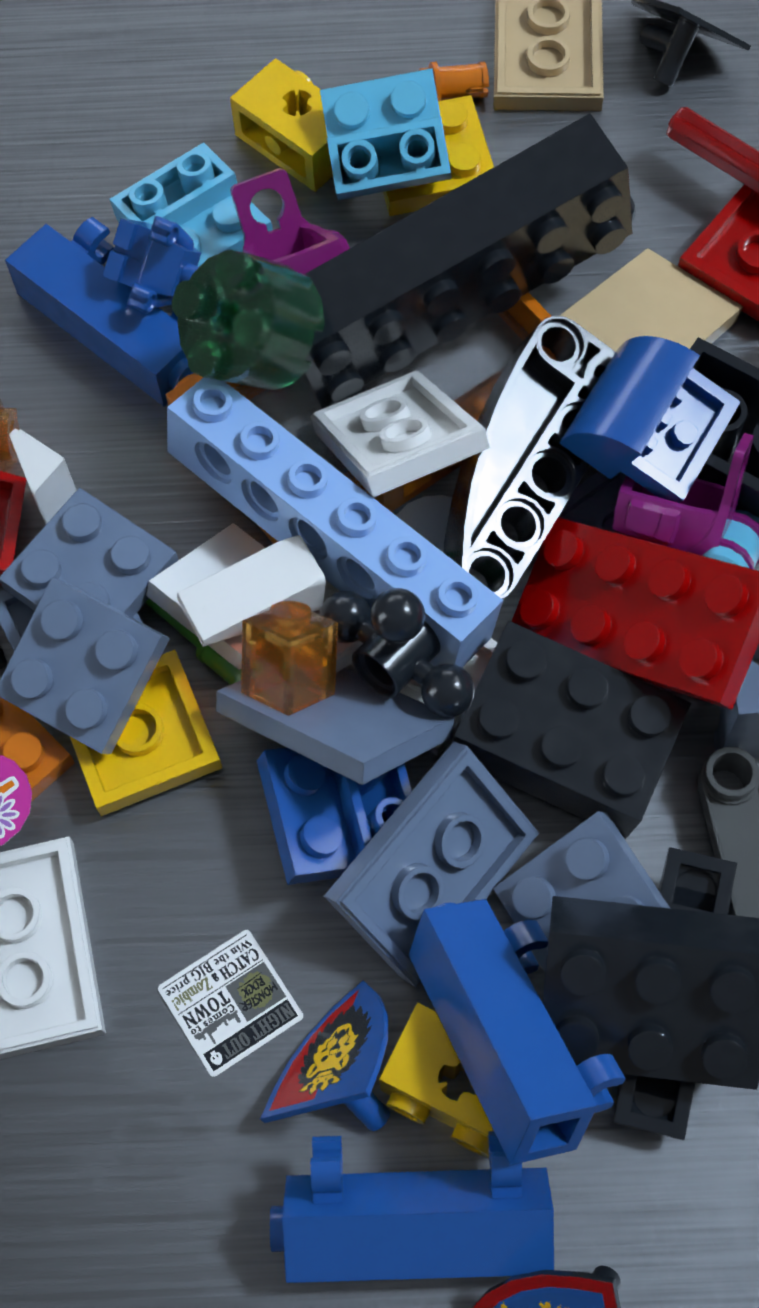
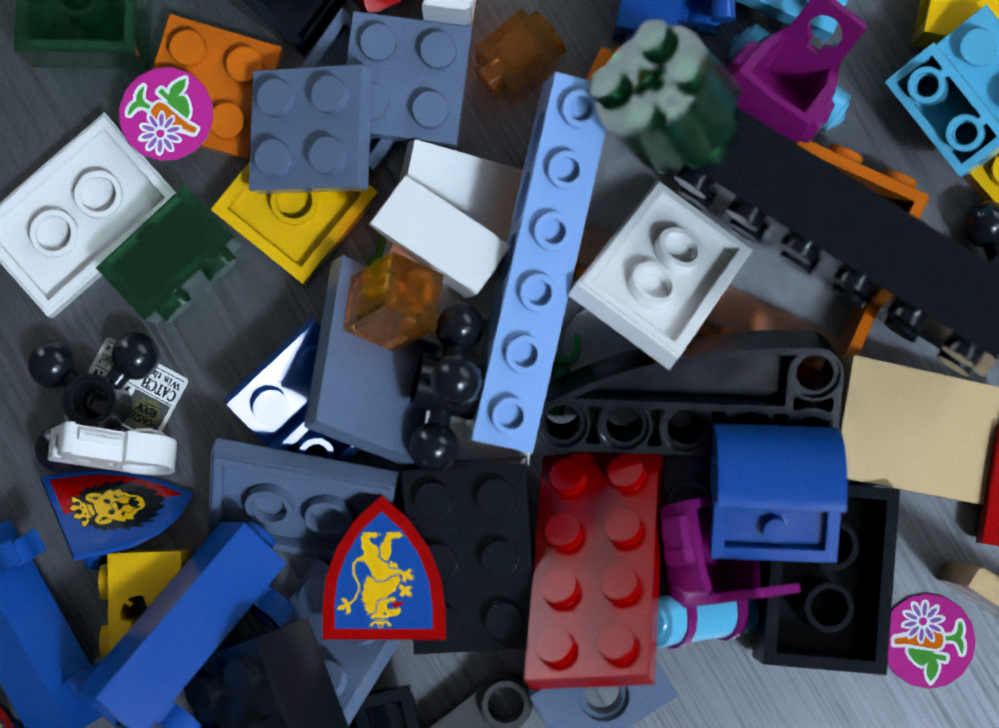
camera: 55 degrees right, 20 degrees up
(118, 872) = (170, 258): none -> clear green brick
(130, 470) = (518, 56): none -> clear orange brick
(156, 1045) = (55, 366): none -> black piece
(275, 1023) = (134, 452): none -> white piece
(554, 805) = (383, 581): none -> shield

